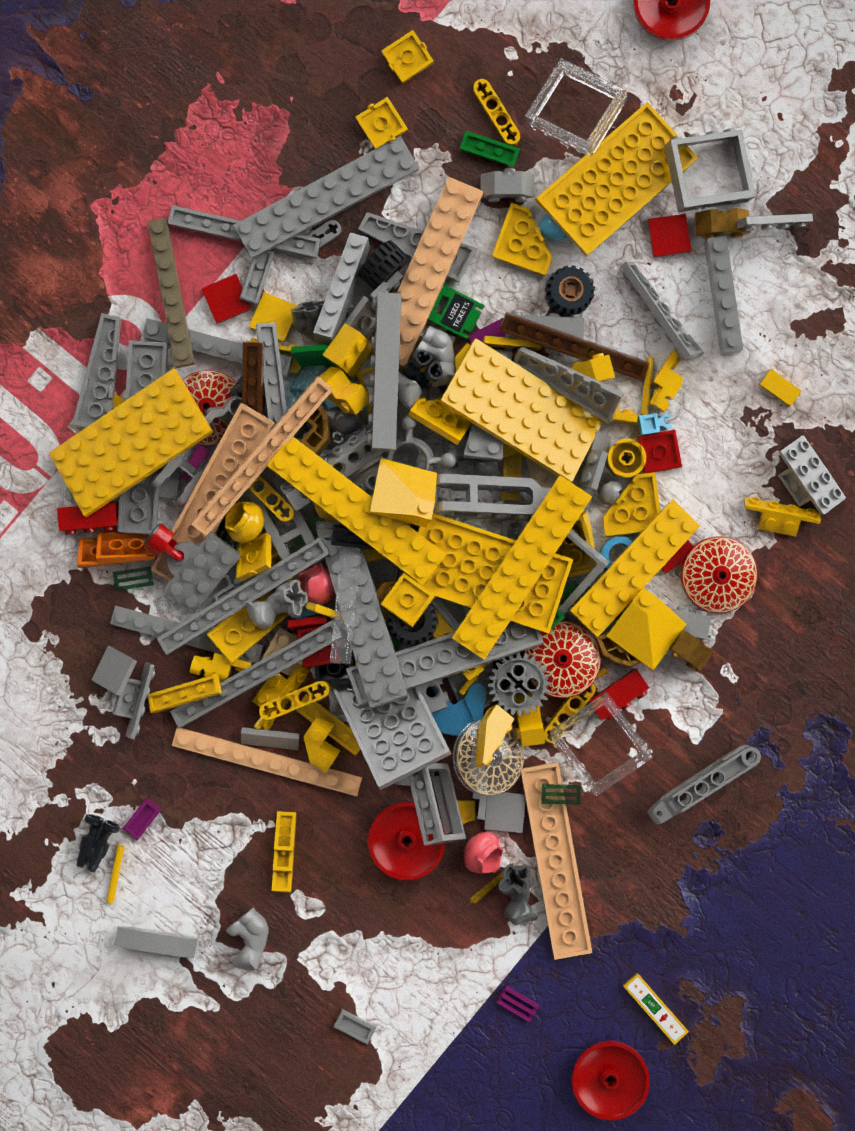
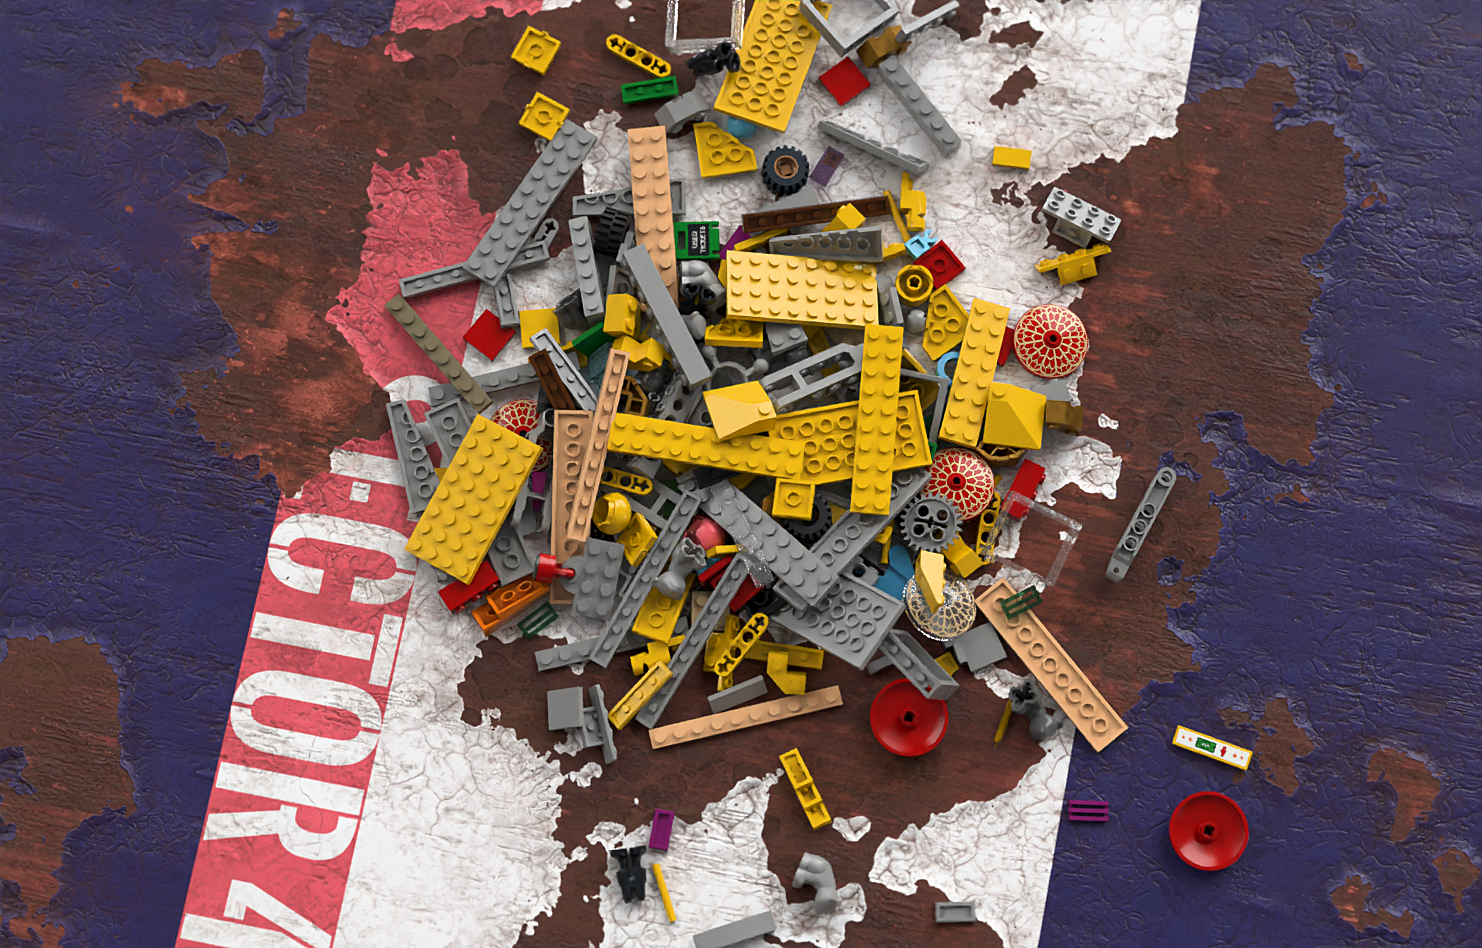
camera: 30 degrees left, 10 degrees down
(483, 853) = (982, 692): coral helmet -> none
(560, 154) = (712, 61): none -> black piece
(610, 306) = (827, 166): none -> clear purple tile

